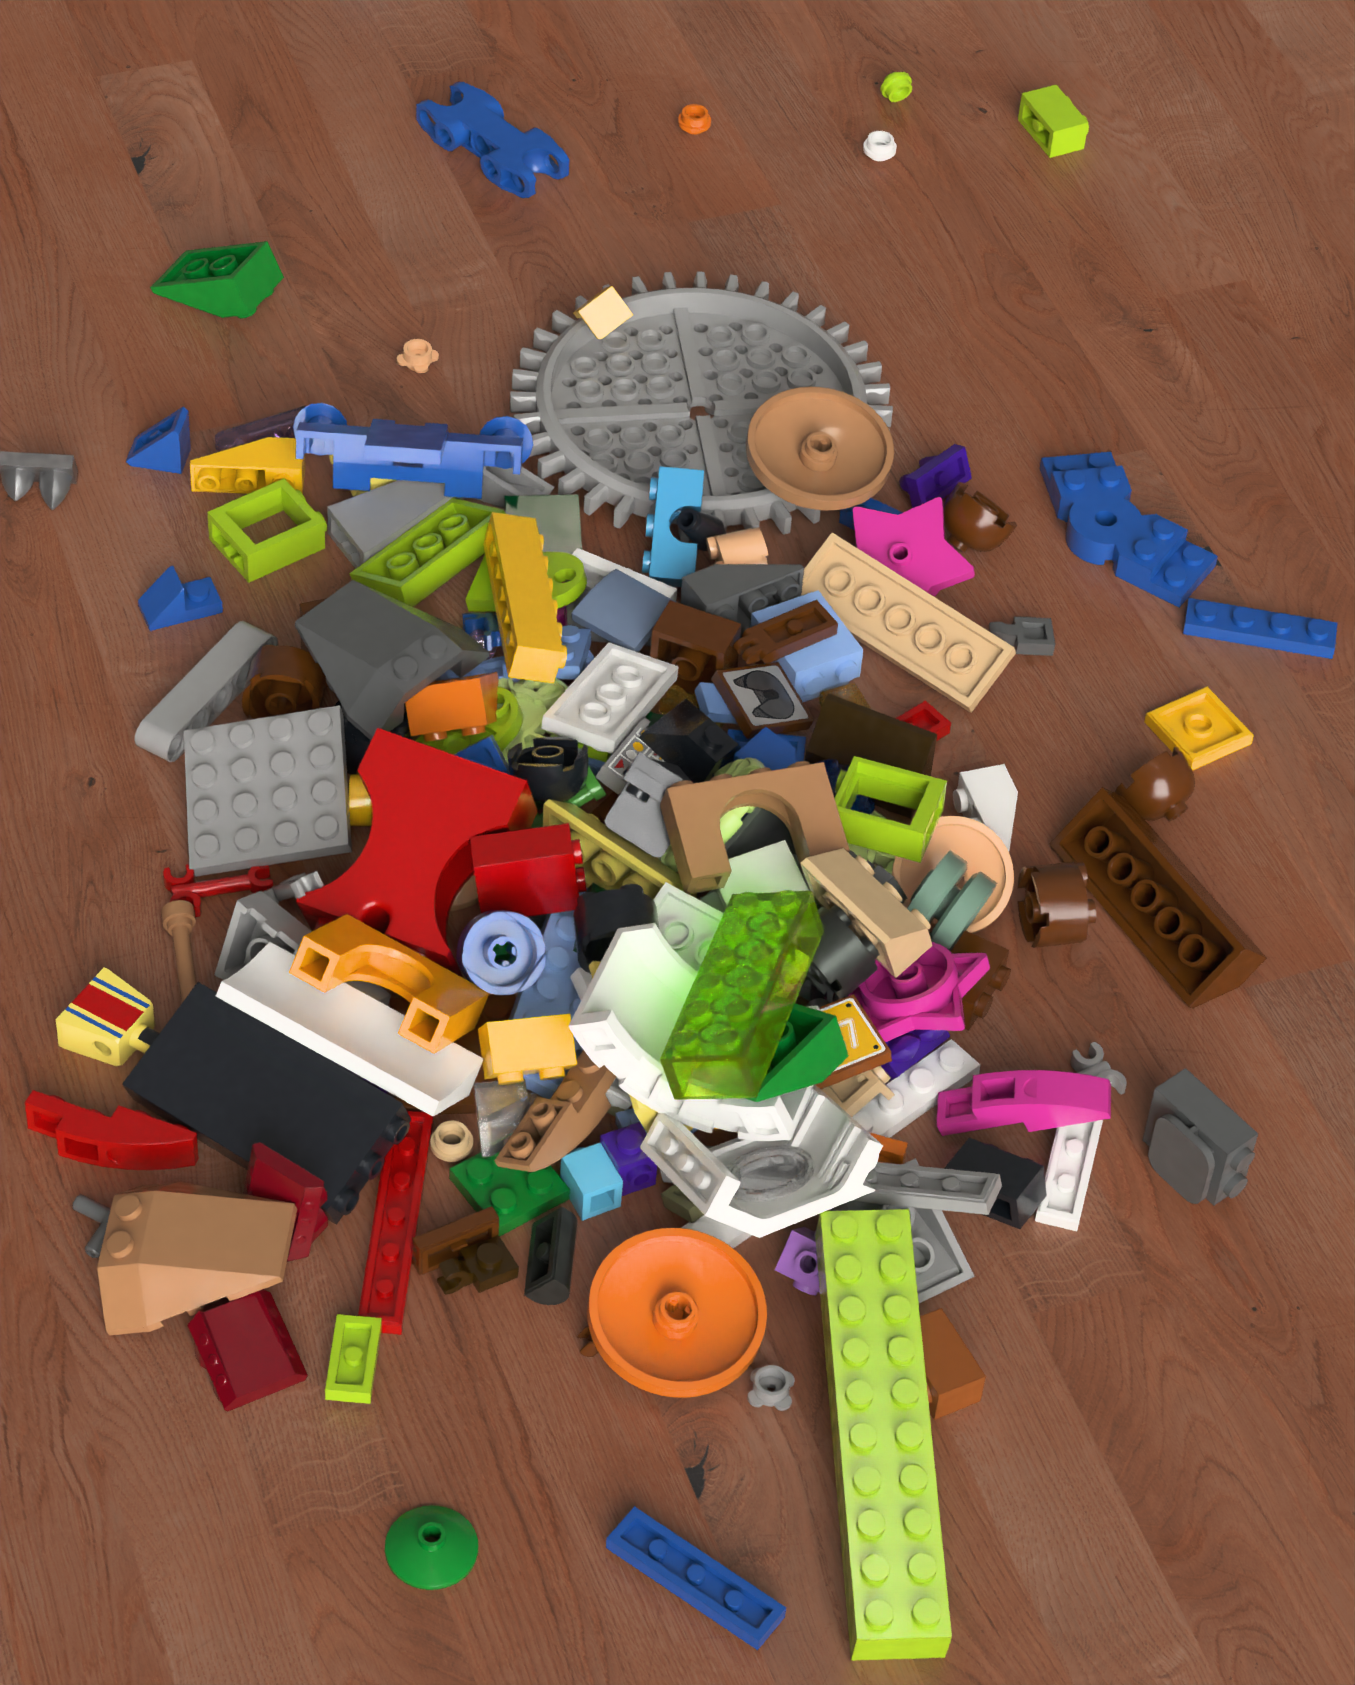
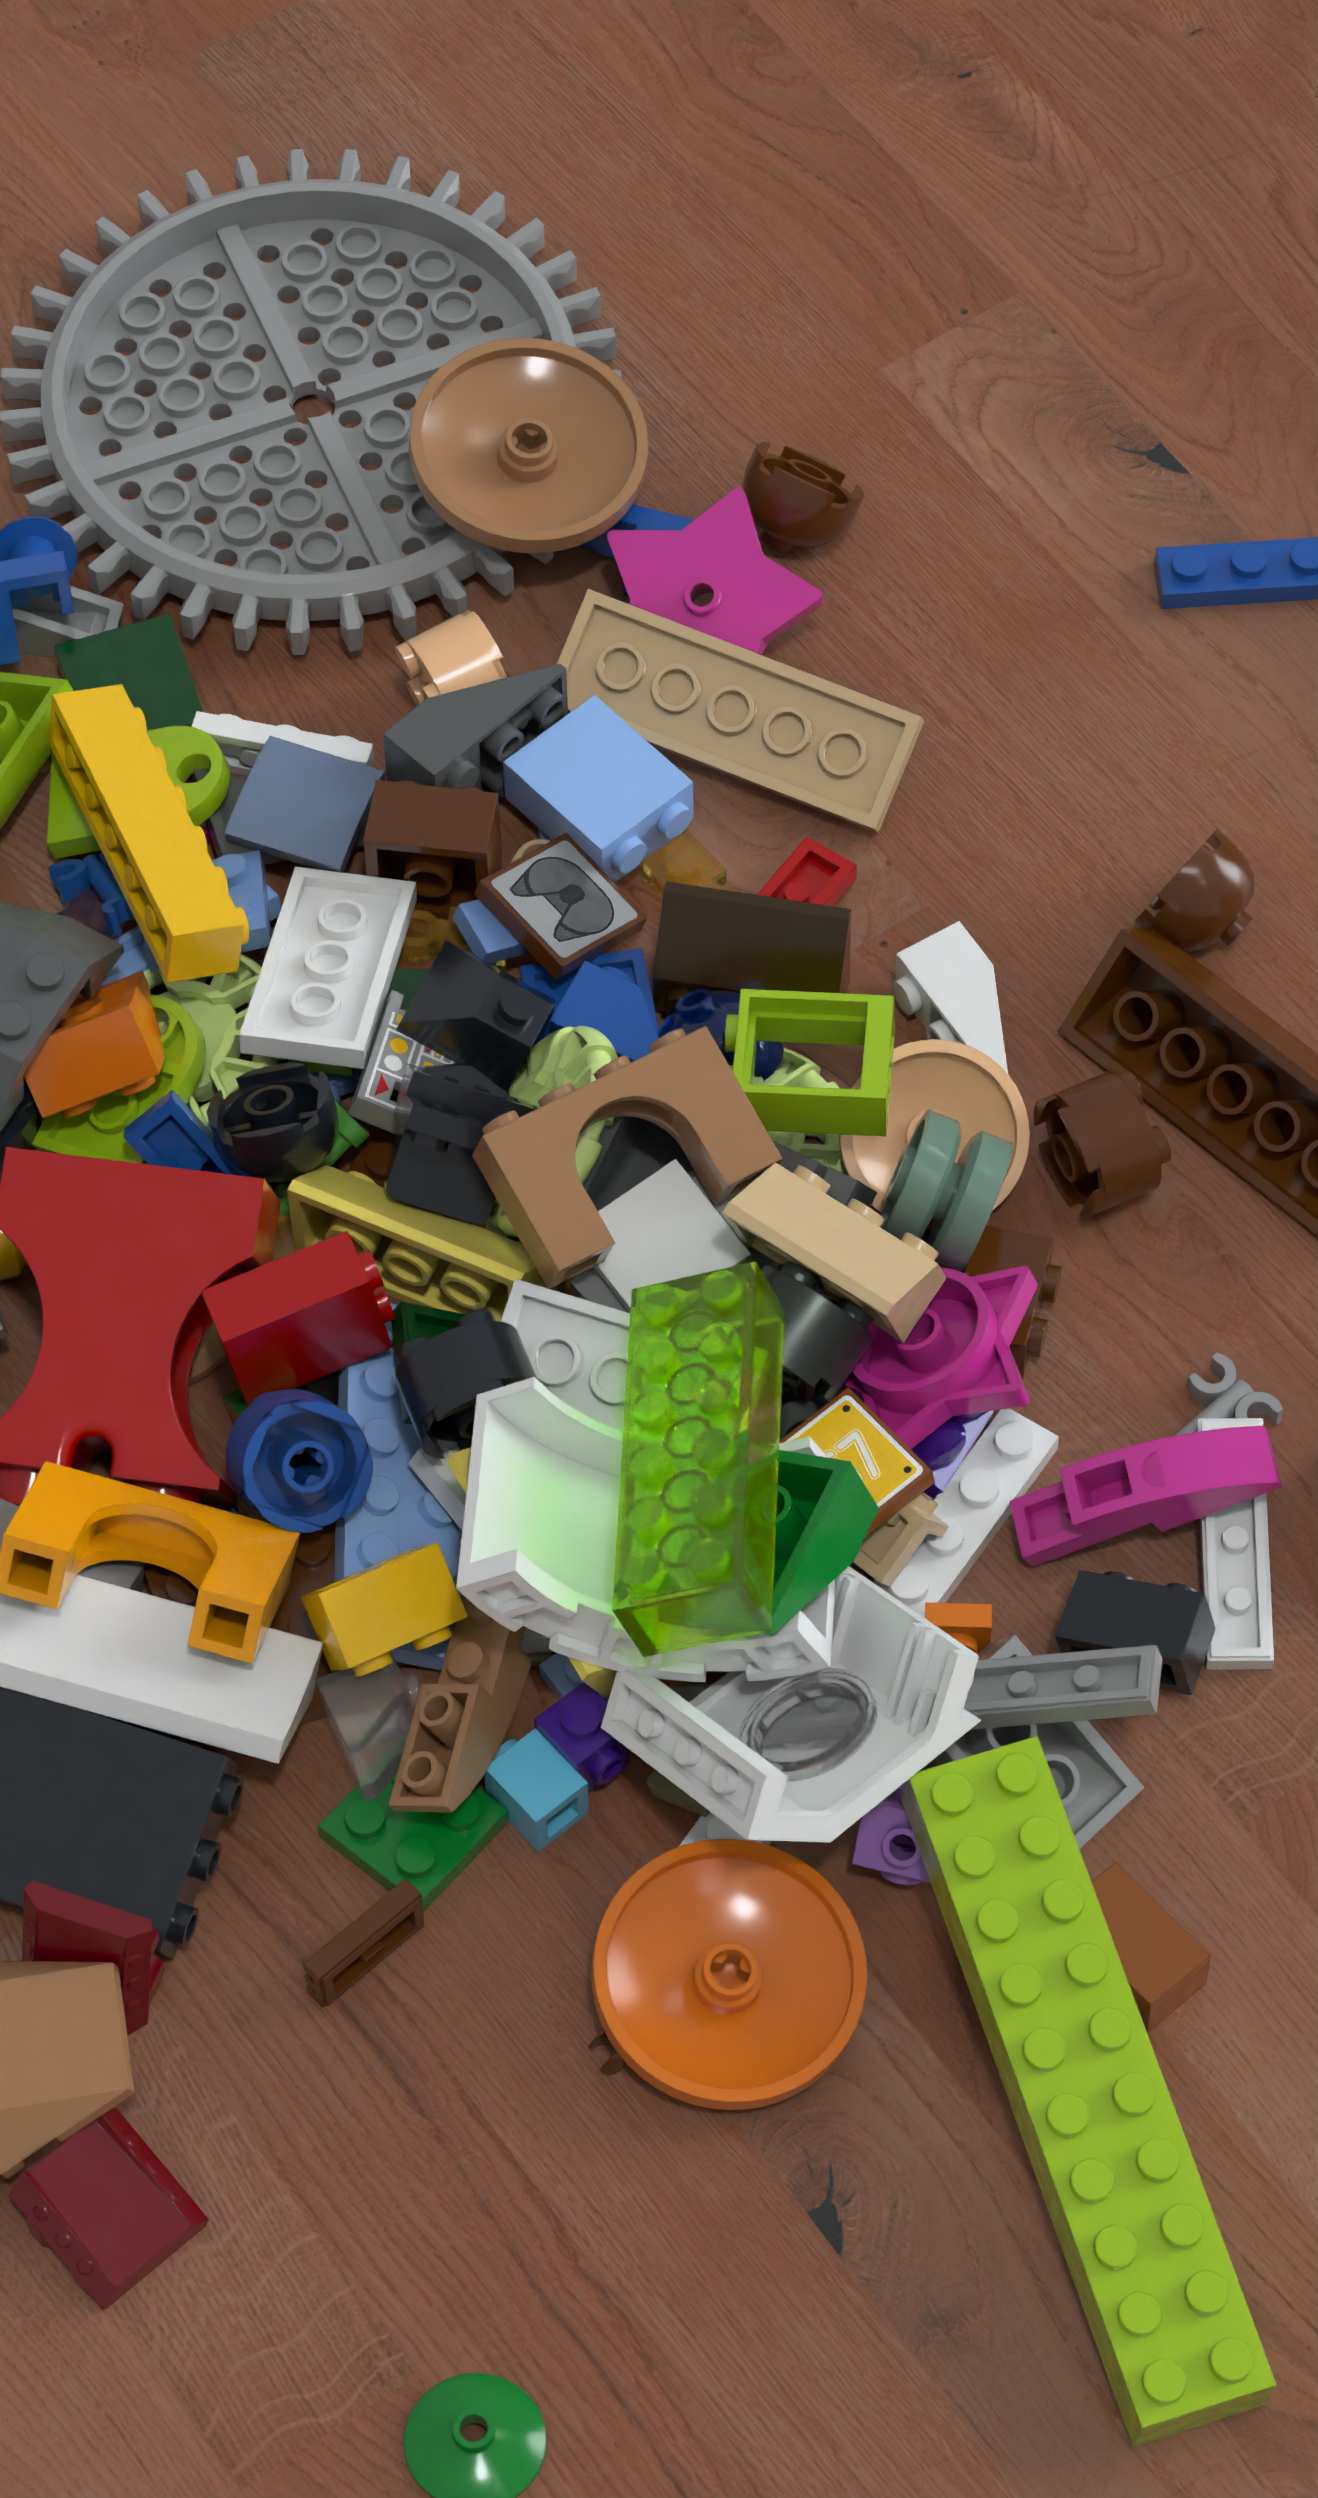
camera: 10 degrees left, 10 degrees up
(353, 1359) = (270, 2177): lime plate -> none
(395, 1226) = (267, 1952): red tile -> none
(451, 1132) = (301, 1763): tan plate -> none
(482, 1264) = (411, 1968): dark brown plate -> none
(551, 1258) = (514, 1931): pearl dark grey brick -> none
(604, 312) = (114, 278): panel -> none
(674, 492) = (342, 691): dark azure arch -> none
(696, 1578) = (876, 2386): blue plate -> none
(699, 526) = (381, 629): black cone -> none
(771, 1377) = (898, 2033): light grey plate -> none
(786, 633) = (571, 790): reddish brown hinge -> none
(937, 475) = (715, 433): dark purple tile -> none
(1027, 635) = (929, 677): dark grey plate -> none
(1106, 526) = (1002, 456): blue plate -> none
(1199, 727) = (1230, 771): yellow tile -> none

